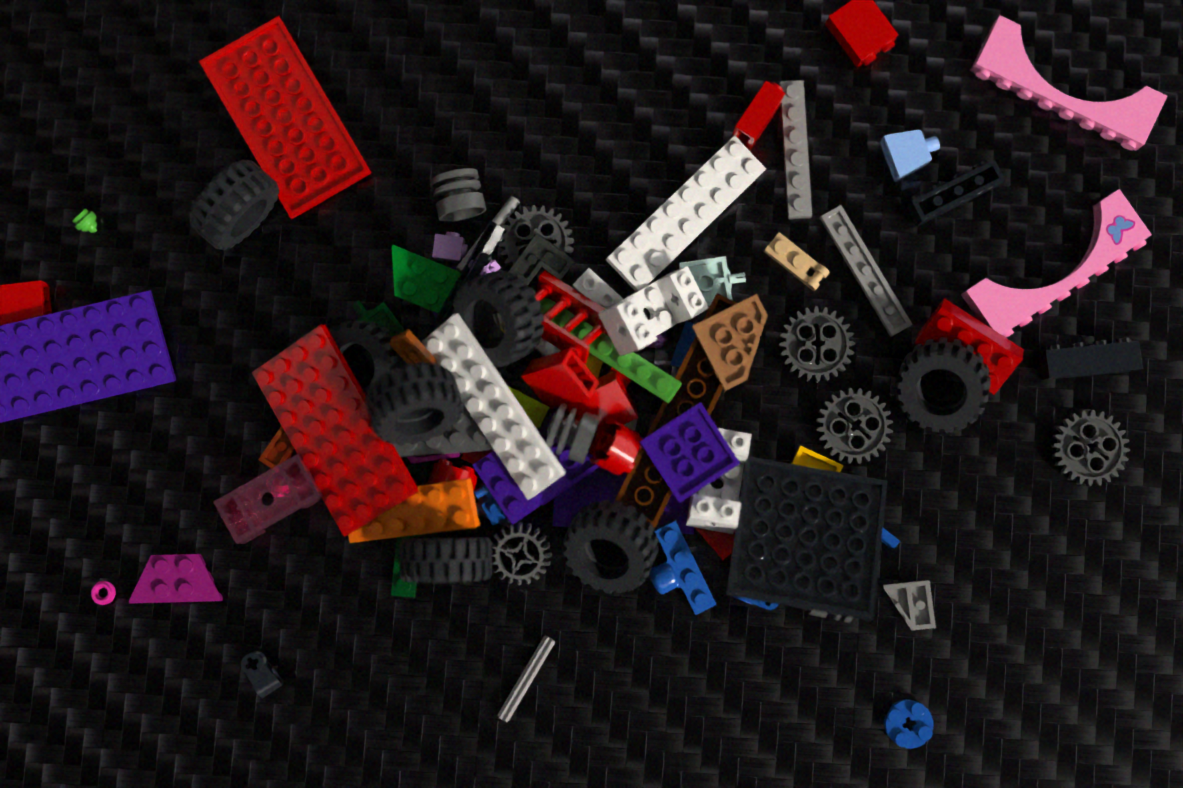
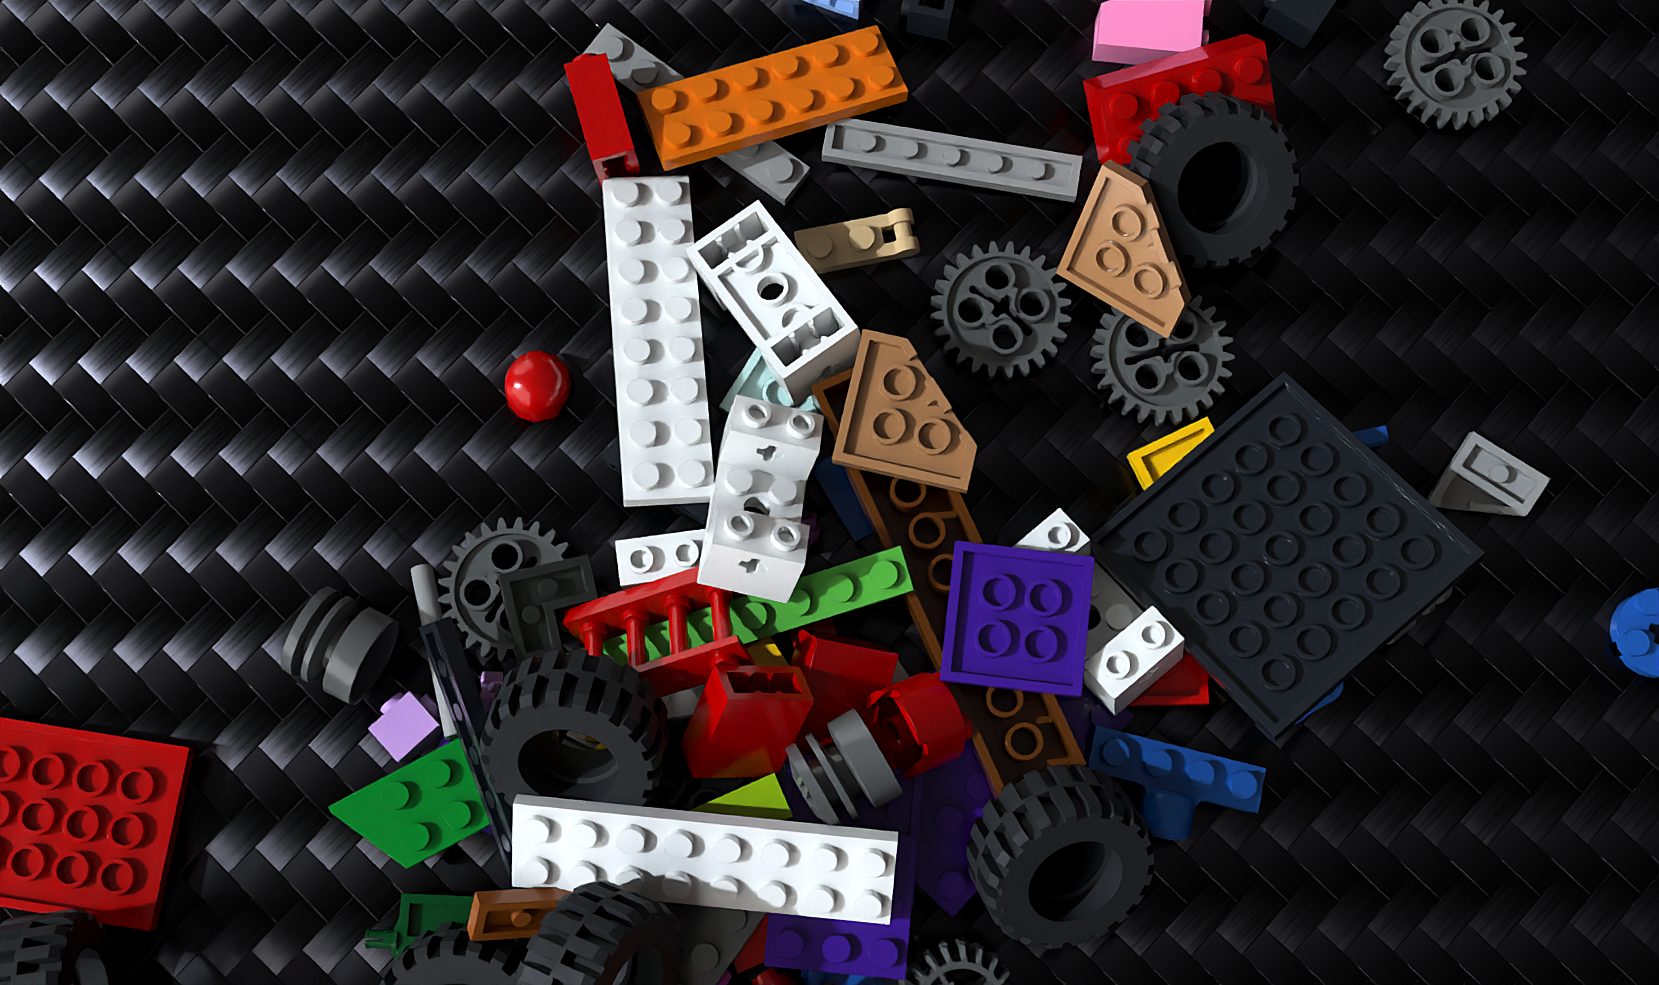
camera: 50 degrees left, 5 degrees down
(627, 182) = (537, 385): none -> red hair
(734, 269) = (802, 331): none -> white plate
(828, 175) = (771, 97): none -> orange plate
(881, 374) = (1126, 253): none -> medium nougat plate

